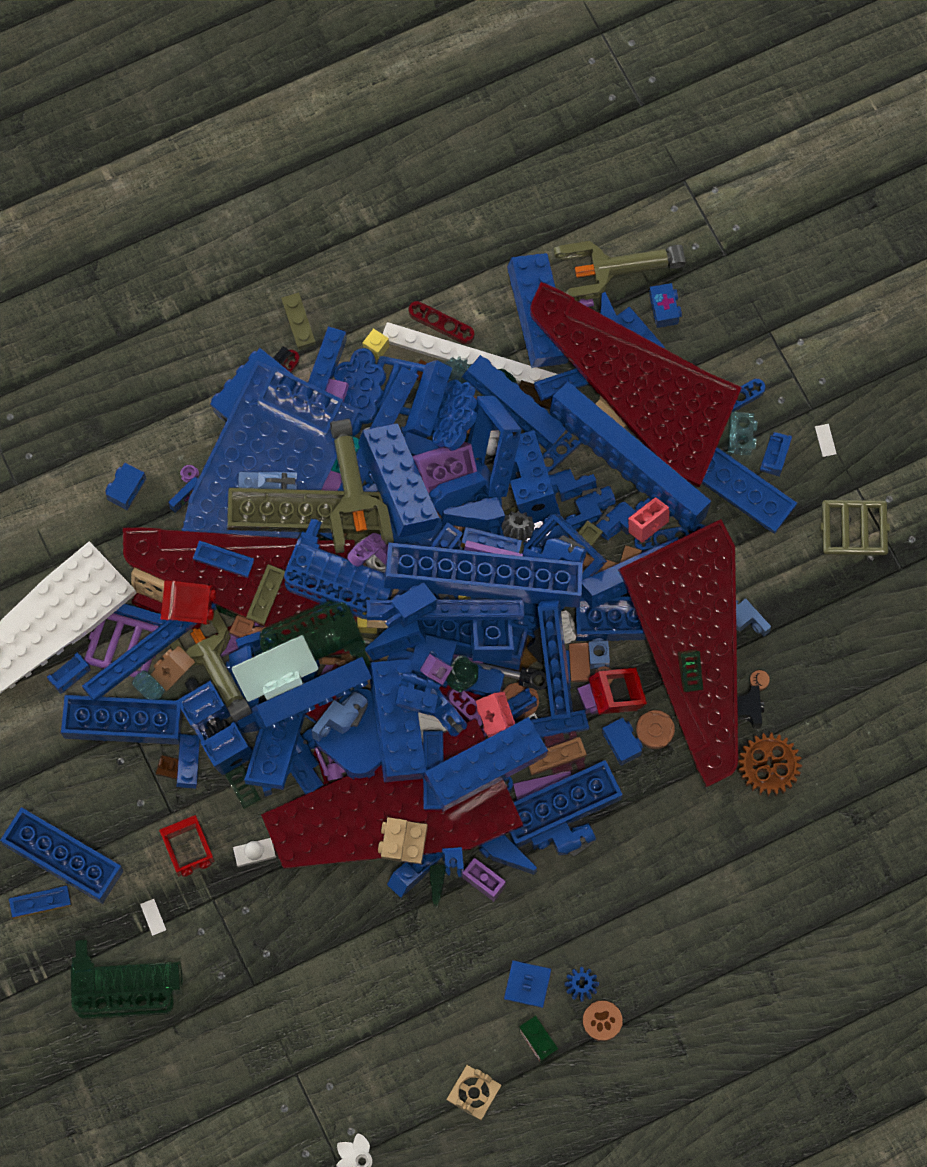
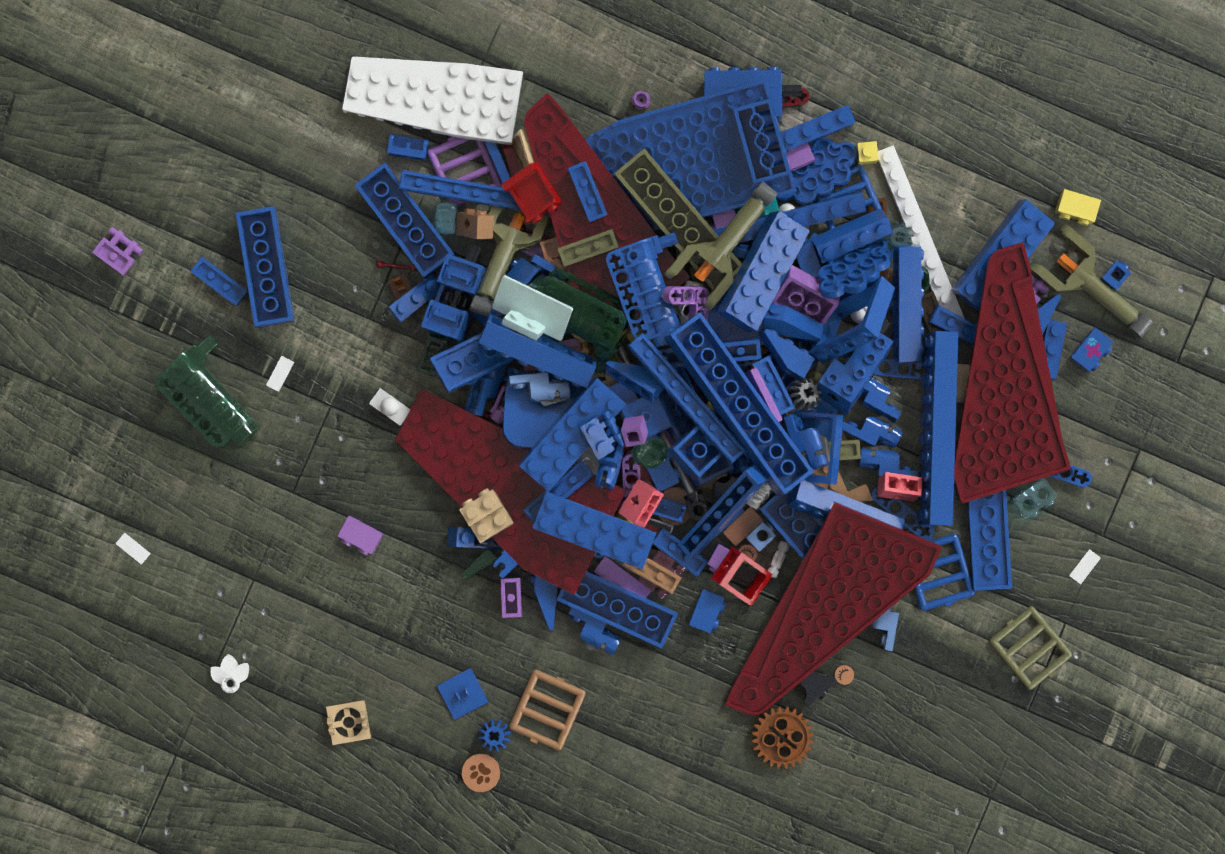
camera: 40 degrees right, 15 degrees up
(125, 486) = (589, 60): blue brick -> none
(162, 748) = (380, 264): none -> dark red hinge
(178, 829) = (346, 329): red window -> none
(182, 496) = (617, 111): blue tile -> none
(187, 1150) = (133, 548): none -> white sticker
(268, 480) = (677, 171): medium blue plate -> none
(298, 321) = (836, 75): olive plate -> none
(334, 958) = (360, 535): none -> medium lavender brick
(410, 606) = (663, 371): blue hinge -> none
(442, 321) = (926, 188): dark red beam -> none
(538, 1039) = (425, 738): dark green brick -> none
(548, 230) = (1077, 207): none -> light yellow brick
(612, 909) = (522, 709): none -> medium nougat bar
(623, 237) = (1122, 271): none -> blue brick
(627, 655) = (778, 558): none -> white axle
(655, 729) = (738, 627): nougat tile -> none
(683, 663) = (807, 610): clear green slope -> none
(757, 530) = (964, 574): none -> blue bar
(776, 454) = (1039, 538): blue hinge -> none

